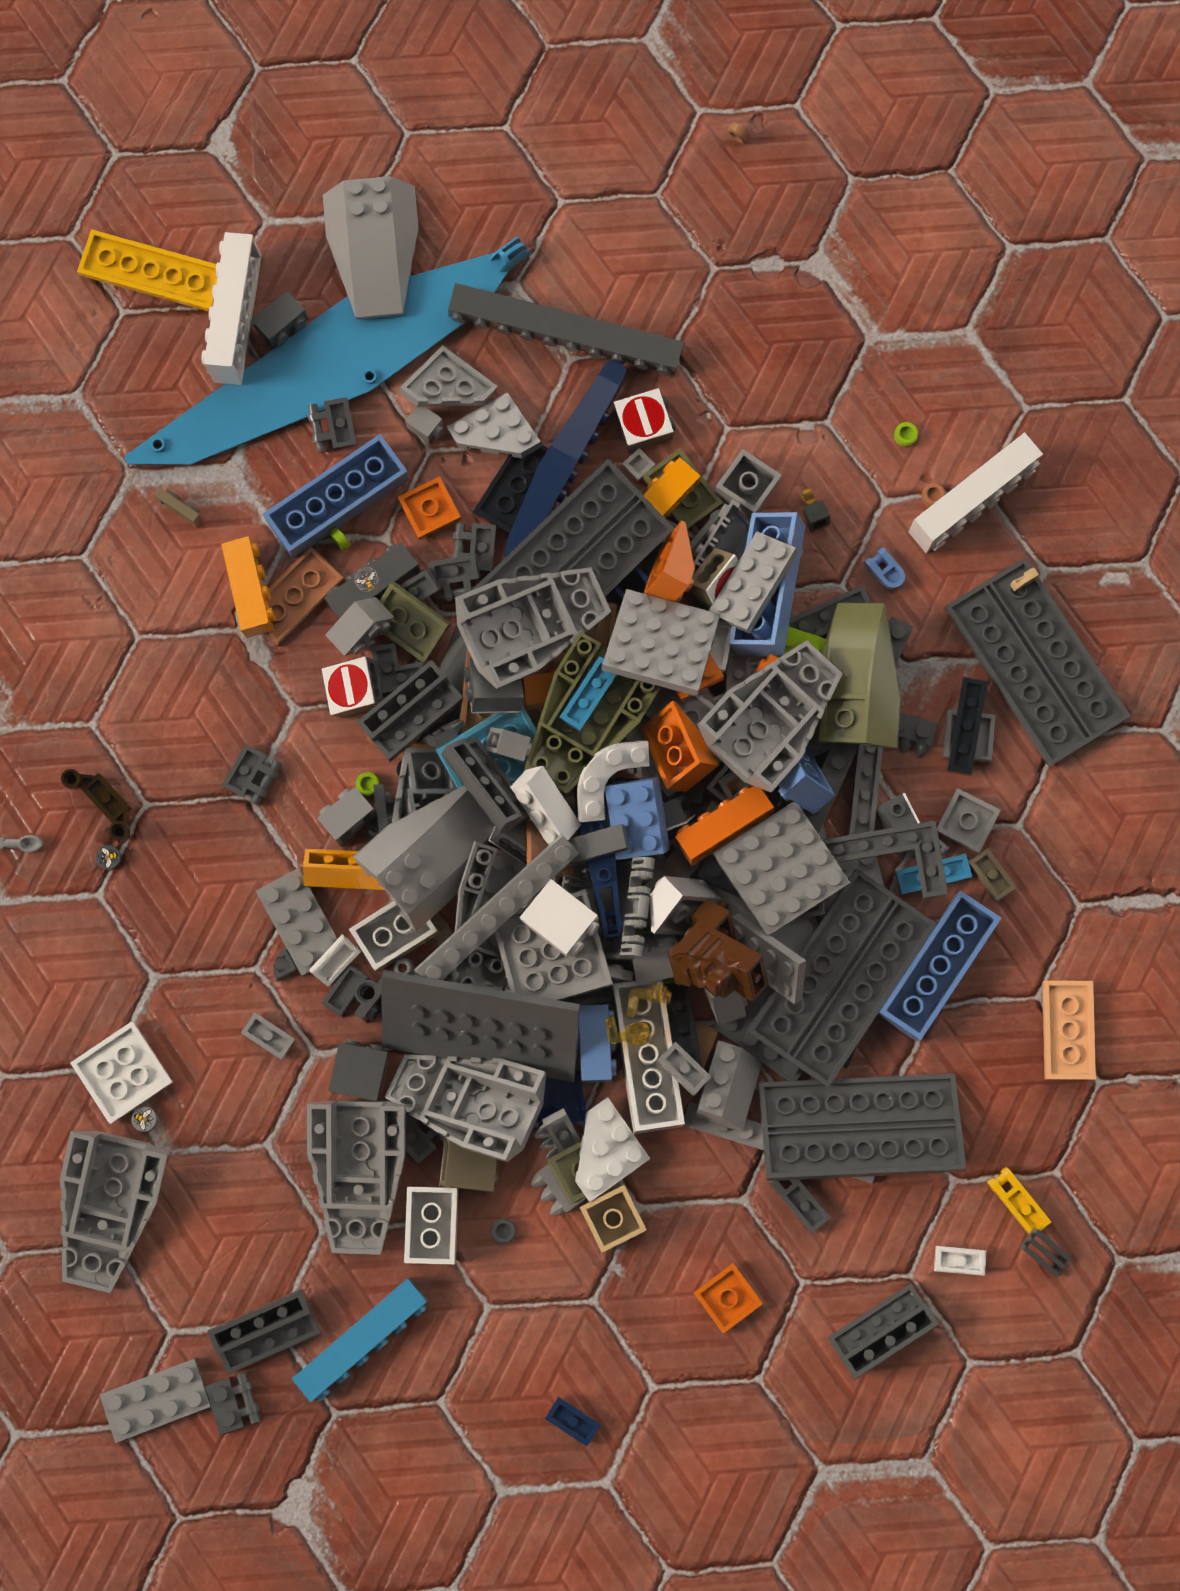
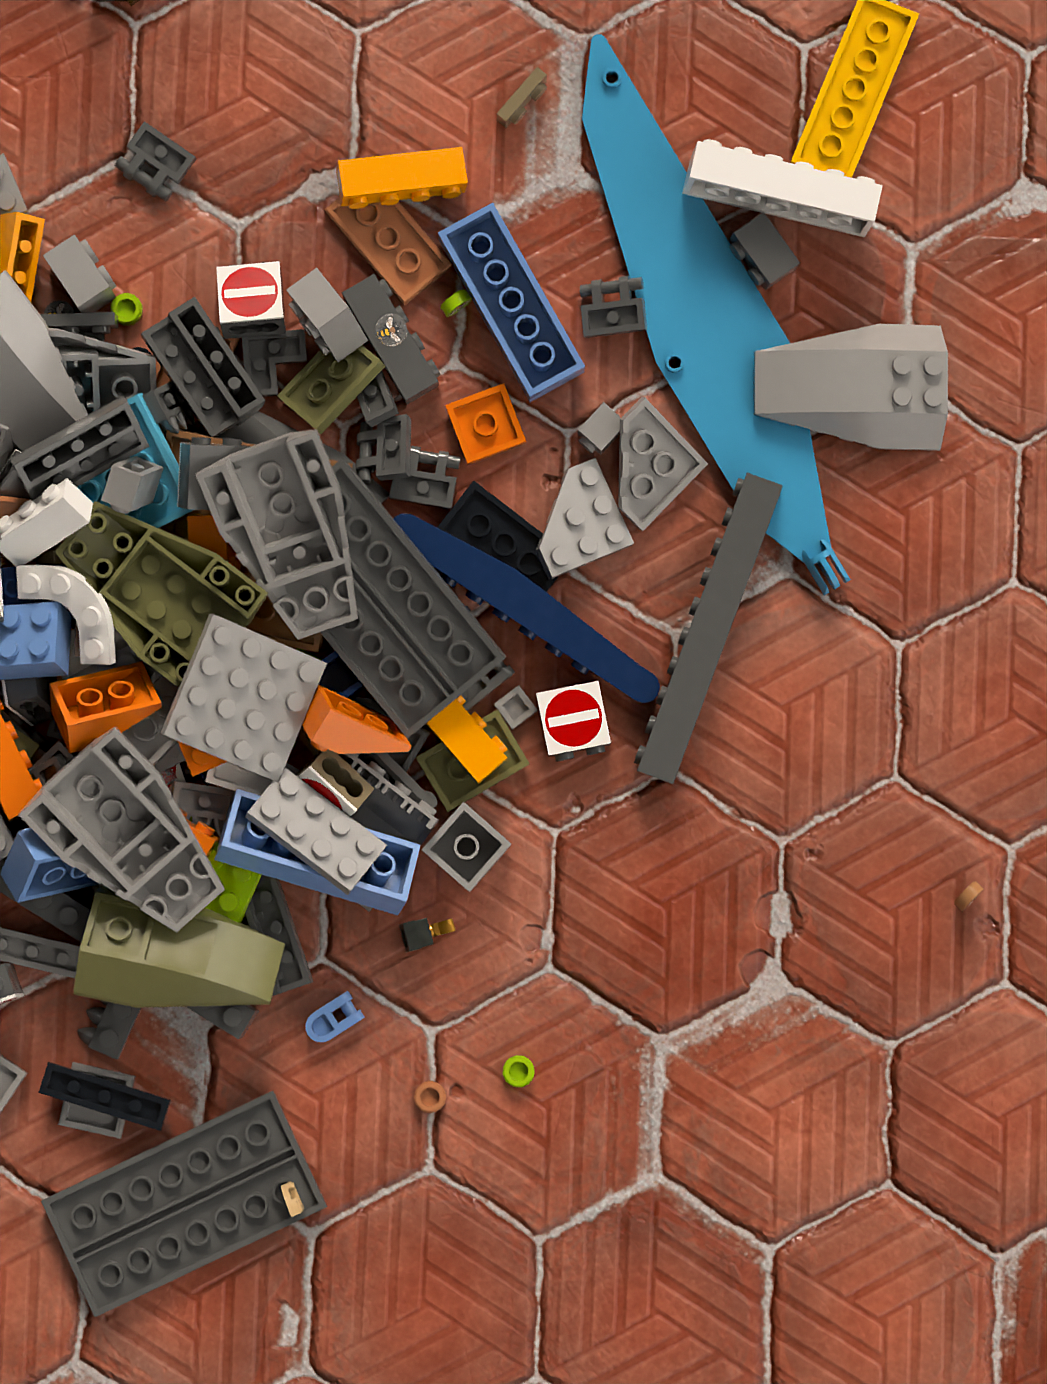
camera: 95 degrees right, 5 degrees up
(587, 696) = (180, 592): dark azure plate -> none
(975, 493) = (418, 1150): white brick -> none

